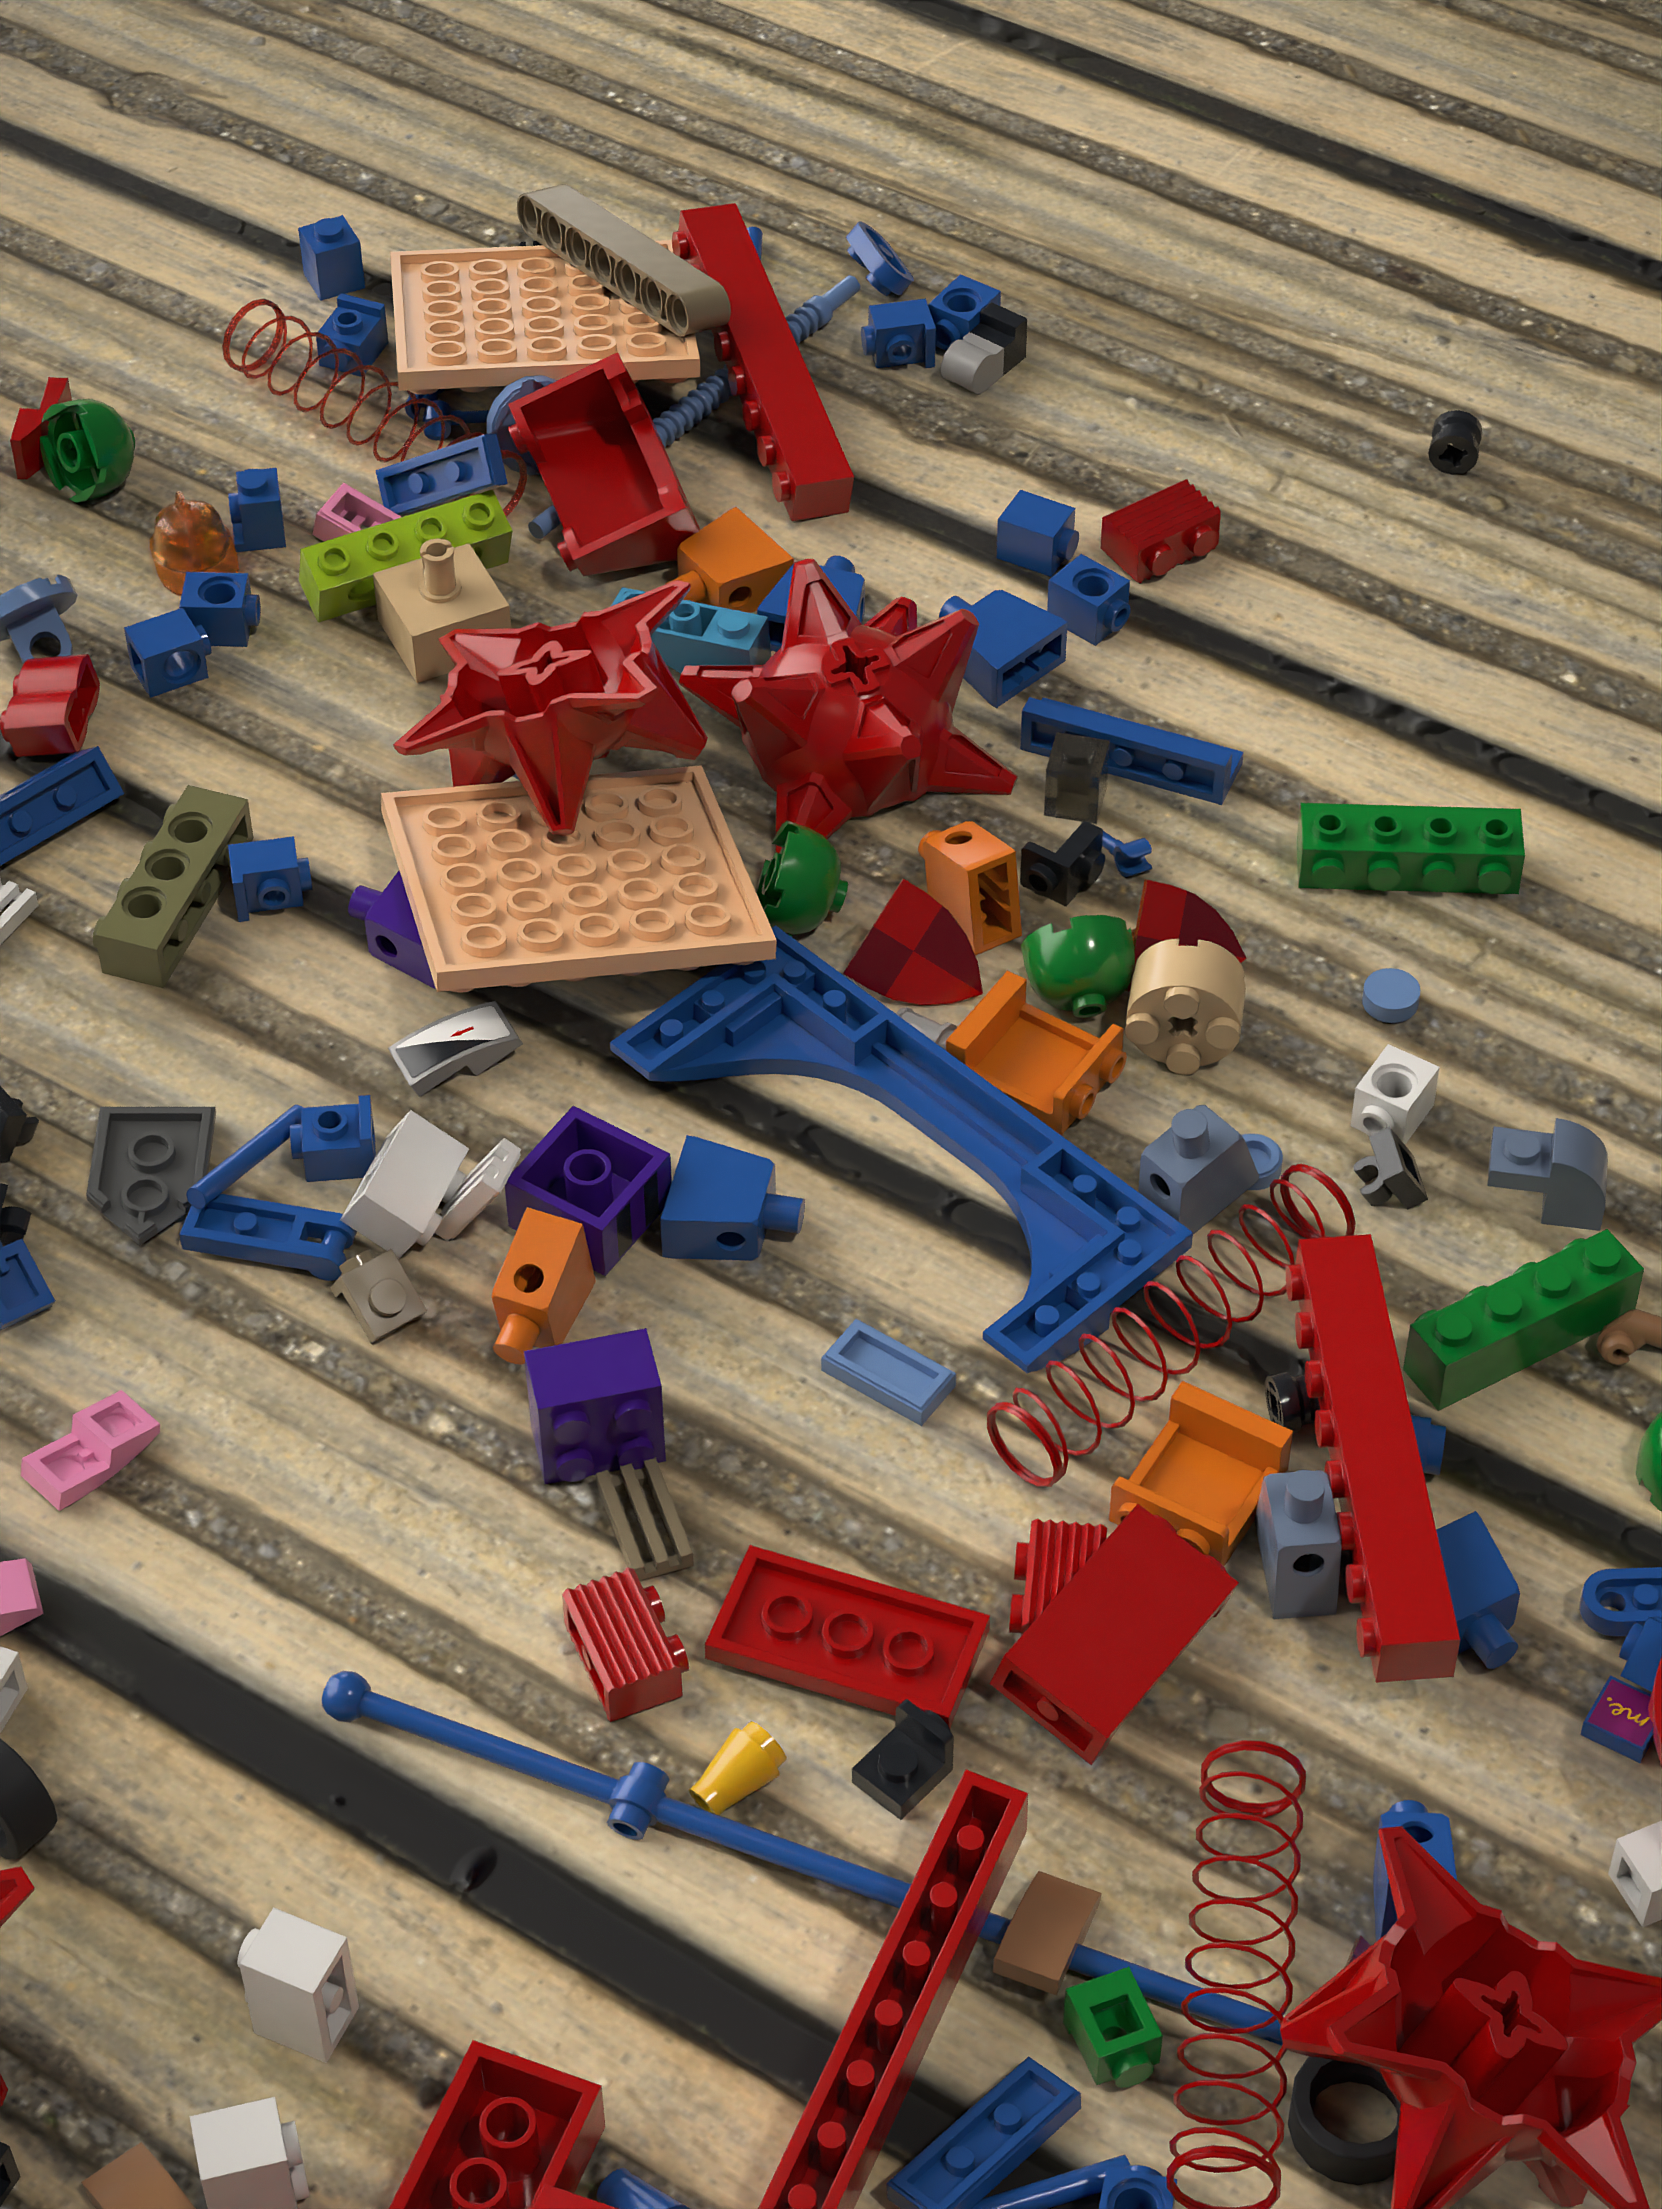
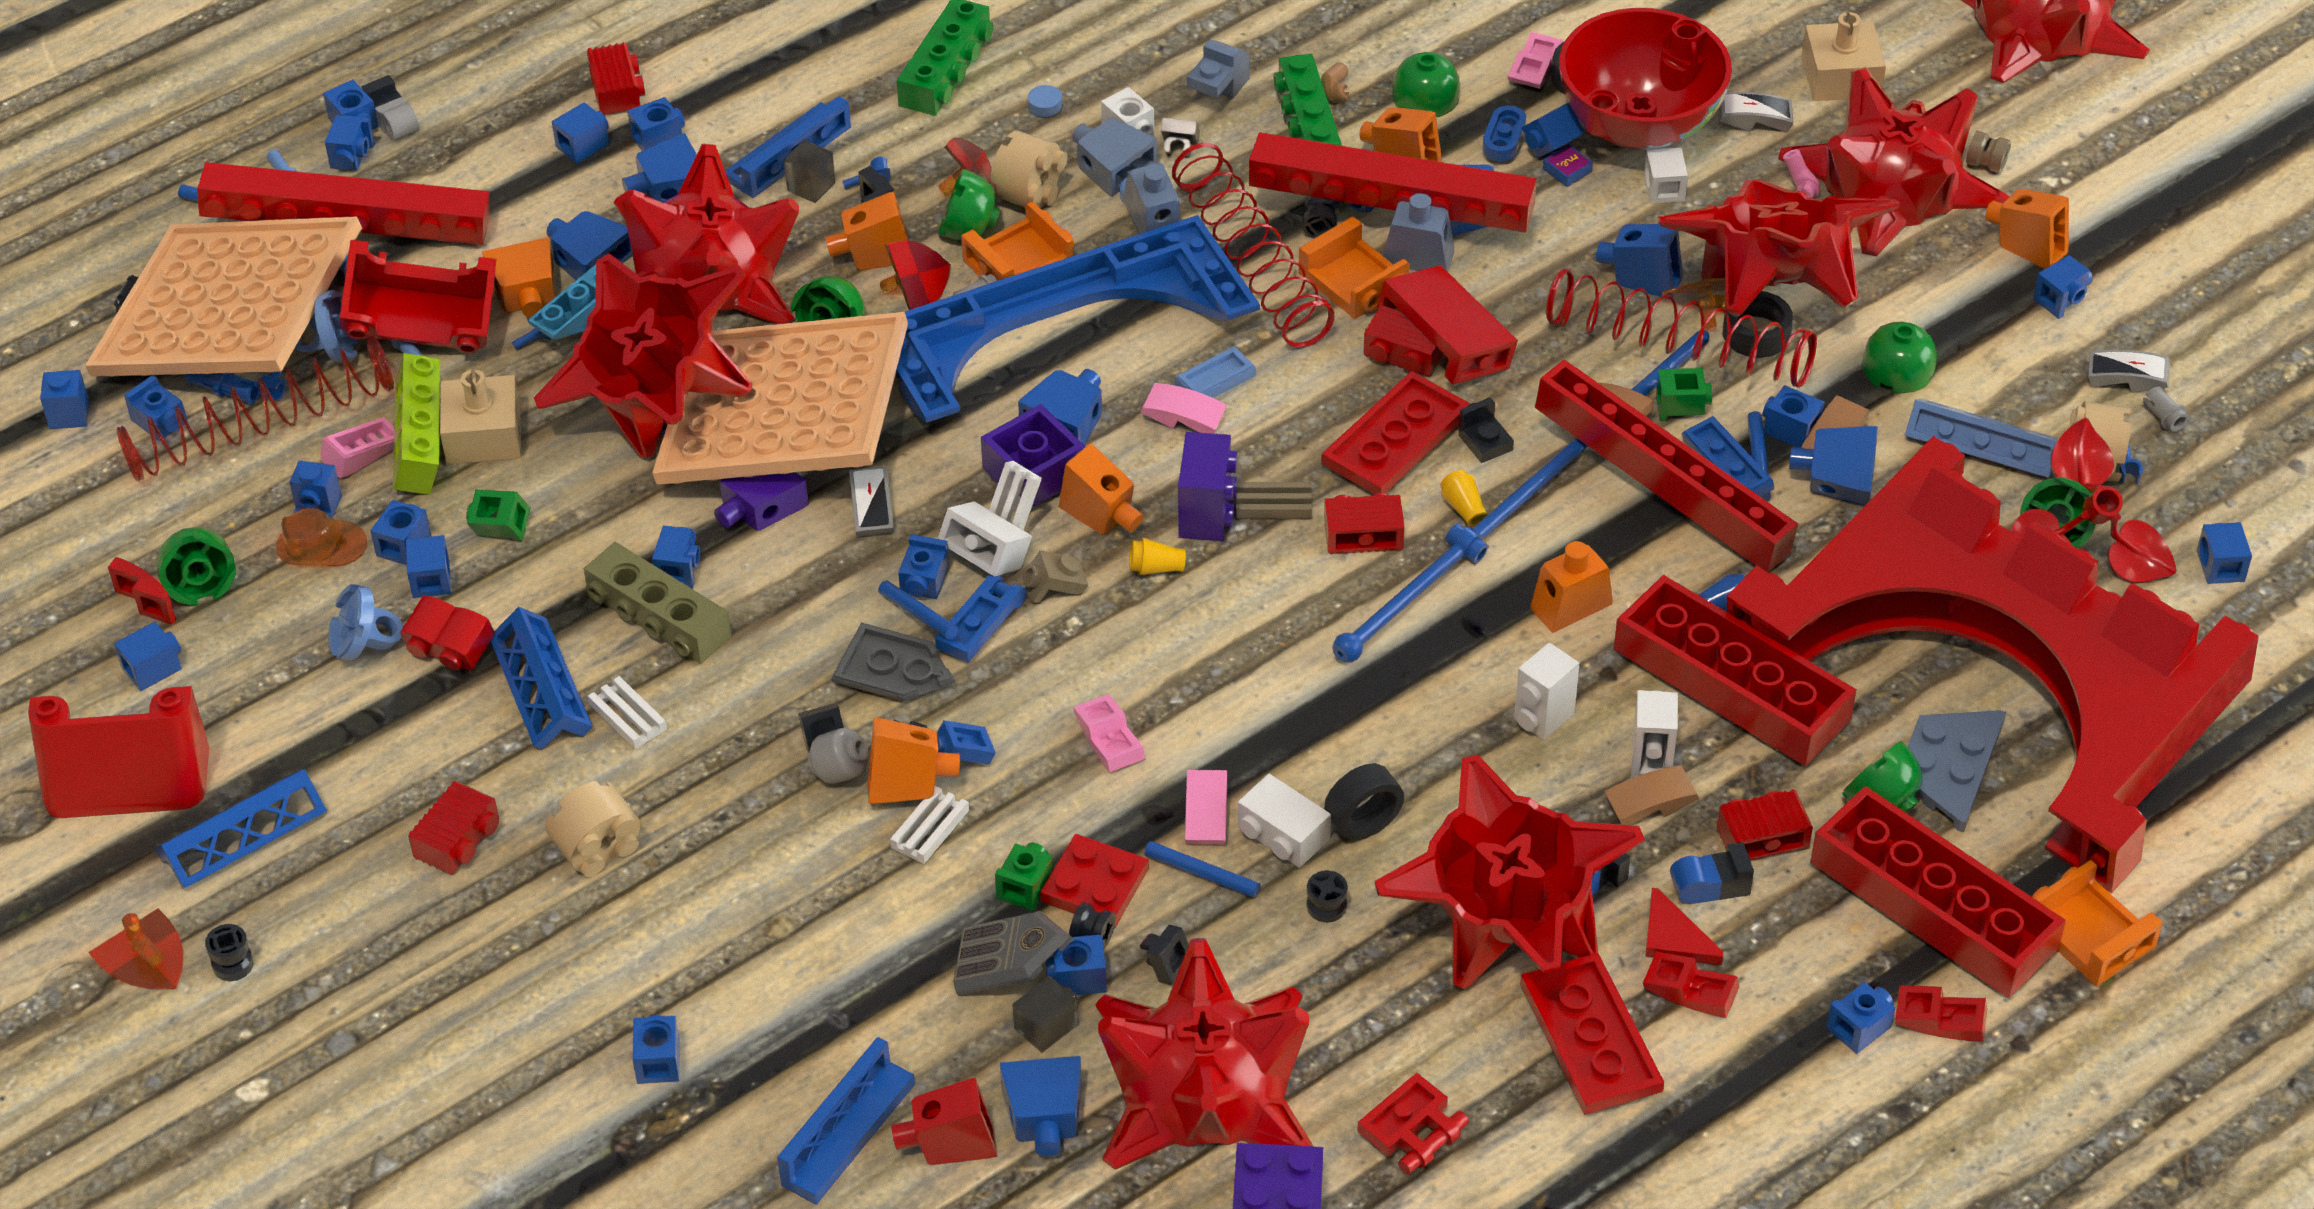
camera: 70 degrees left, 0 degrees up
(277, 686) = (498, 514): none -> green brick
(442, 475) = (366, 378): blue tile -> none
(455, 1398) = (1154, 557): none -> yellow cone
(560, 1964) = (1571, 587): none -> orange torso
(624, 260) = (193, 250): dark tan beam -> none
(789, 1350) = (1174, 403): none -> bright pink slope
(875, 253) = (277, 135): blue plate -> none
(1301, 1102) = (1113, 151): none -> sand blue torso
(1522, 1439) = (1404, 133): none -> orange torso

